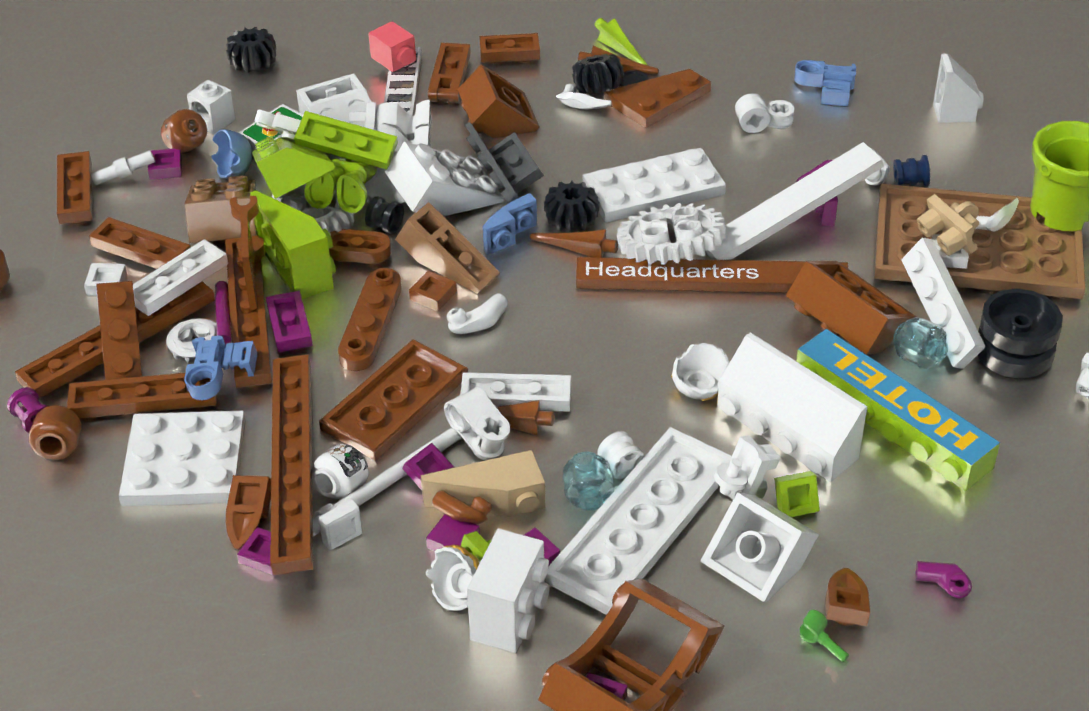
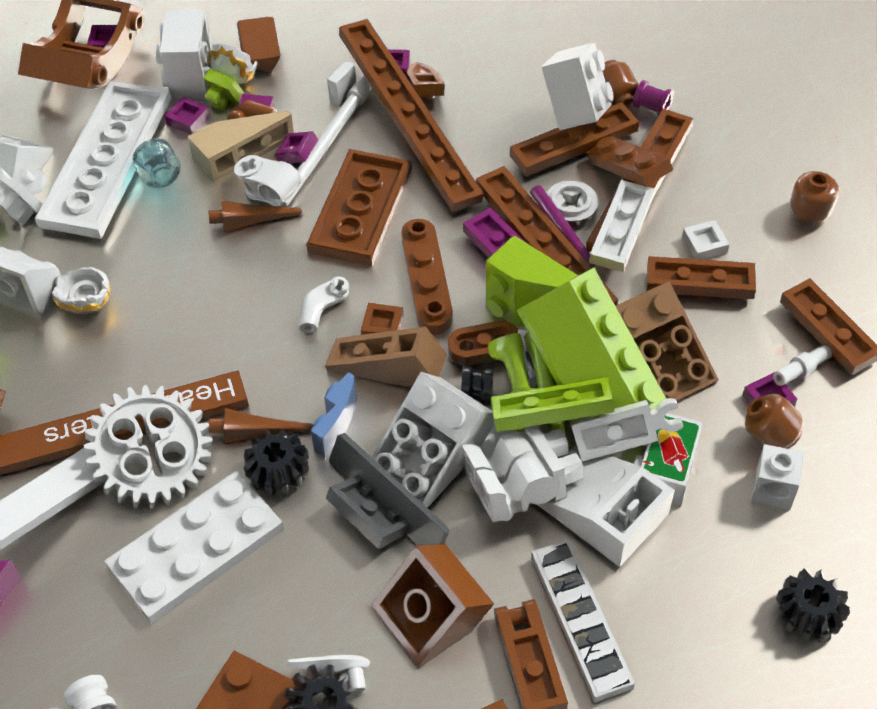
camera: 160 degrees right, 10 degrees up
(109, 392) = (577, 86): none -> white brick
(182, 458) = (501, 108): white plate -> none
(211, 358) = (523, 159): medium blue piece -> none
(233, 154) = (695, 402): medium blue hair -> none
(246, 252) = (557, 233): dark orange flag -> none
(339, 471) = (365, 119): white head -> none
(392, 46) = (618, 646): coral brick -> none
(408, 614) = (260, 41): none -> dark orange slope
(512, 389) = (251, 232): white plate -> none
(620, 454) = (136, 197): white wheel -> none

